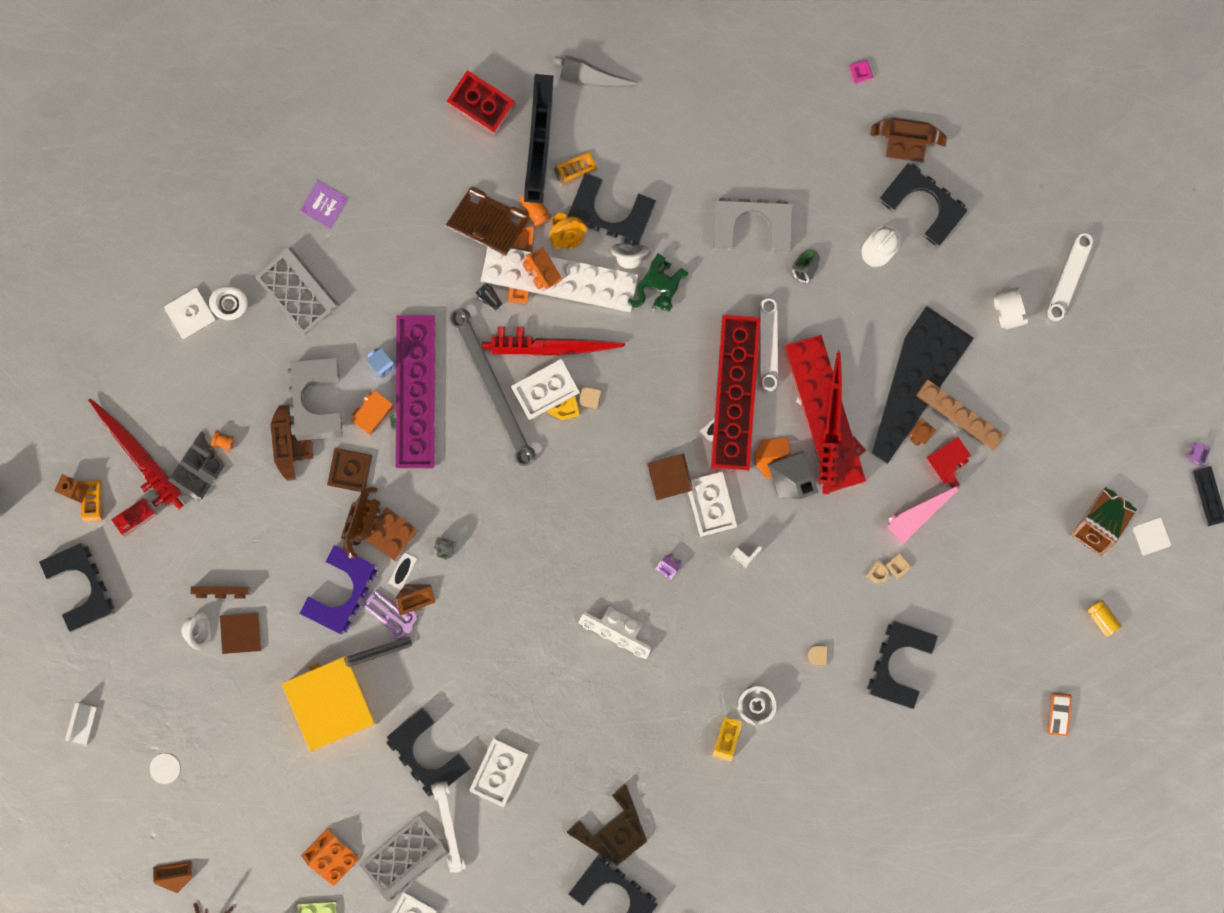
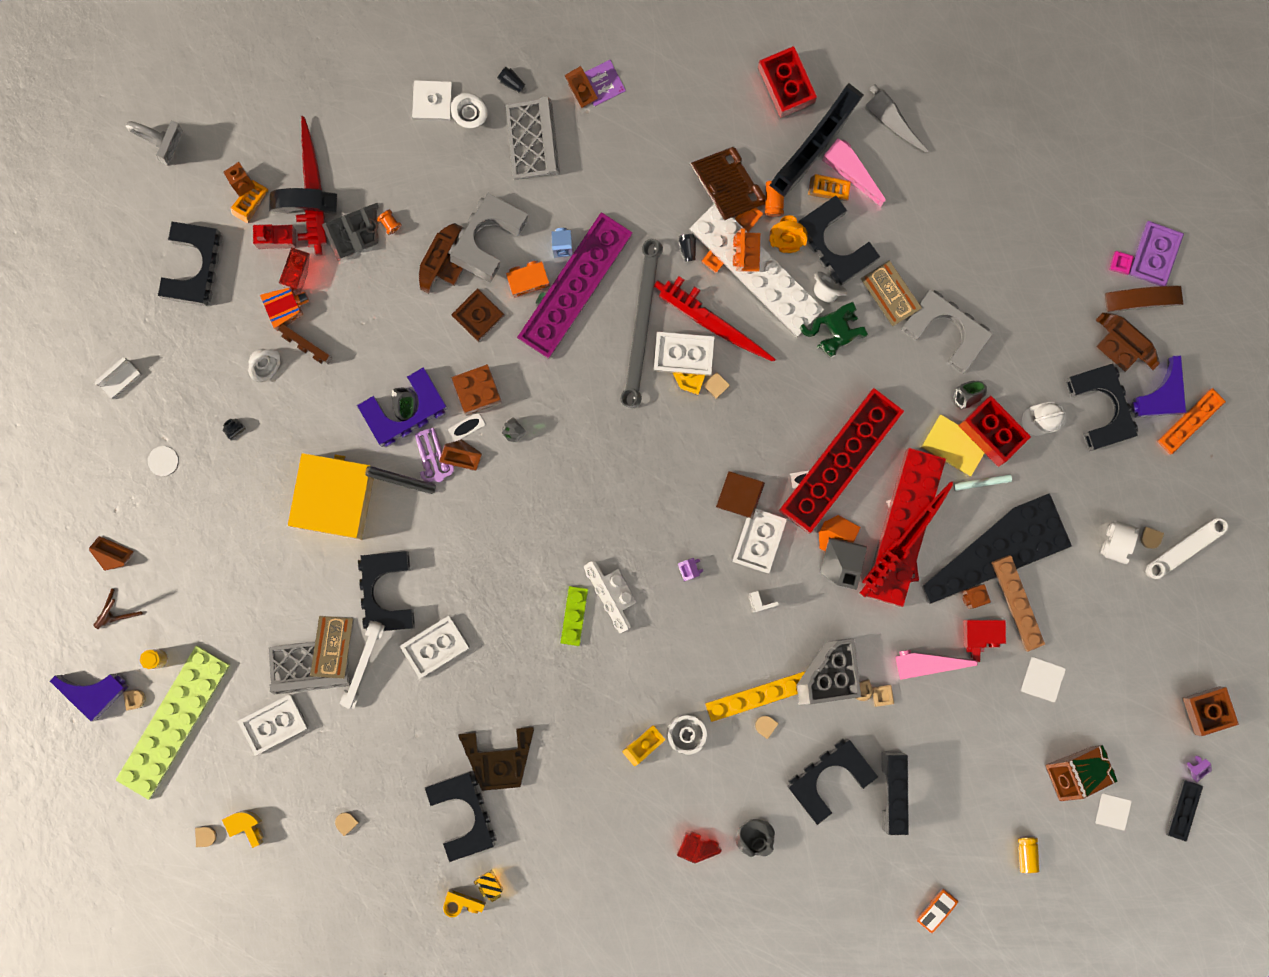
camera: 30 degrees right, 0 degrees up
(137, 471) = (297, 199): none -> black arch
(171, 534) = (295, 270): none -> clear red slope
(181, 570) = (283, 306): none -> torso
(206, 701) = (233, 428): none -> black plate
(240, 633) = (298, 390): reddish brown tile -> none
(245, 252) = (511, 80): none -> black cone
(309, 220) = (581, 87): none -> dark orange slope
(329, 857) = (248, 624): orange bracket -> none
(337, 585) = (403, 403): none -> dark grey rock
(360, 521) = (457, 362): reddish brown plate -> none
(412, 830) = (331, 647): none -> sticker
(578, 139) = (847, 164): none -> bright pink slope
(598, 669) = (574, 616): none -> lime plate
(685, 224) = (891, 293): none -> sticker
(769, 344) = (895, 439): white piece -> none
(798, 631) = (753, 697): none -> yellow plate
(822, 316) = (954, 445): none -> light yellow tile
(827, 796) = (696, 849): none -> clear red slope
(843, 577) = (831, 674): none -> light grey brick
(846, 284) = (994, 431): none -> red brick
(865, 333) = (982, 482): none -> light aqua bar
(870, 753) = (755, 838): none -> dark grey hair
(885, 45) = (1156, 254): none -> medium lavender tile
(899, 89) = (1144, 298): none -> reddish brown slope
(972, 161) = (1167, 398): none -> dark purple arch
(972, 656) = (895, 817): none -> black arch
(1005, 167) = (1191, 421): none -> orange tile
(1022, 464) = (1043, 679): none -> white sticker
(1035, 287) = (1151, 538): none -> tan tile
(1176, 400) = (1210, 711): none -> dark orange brick

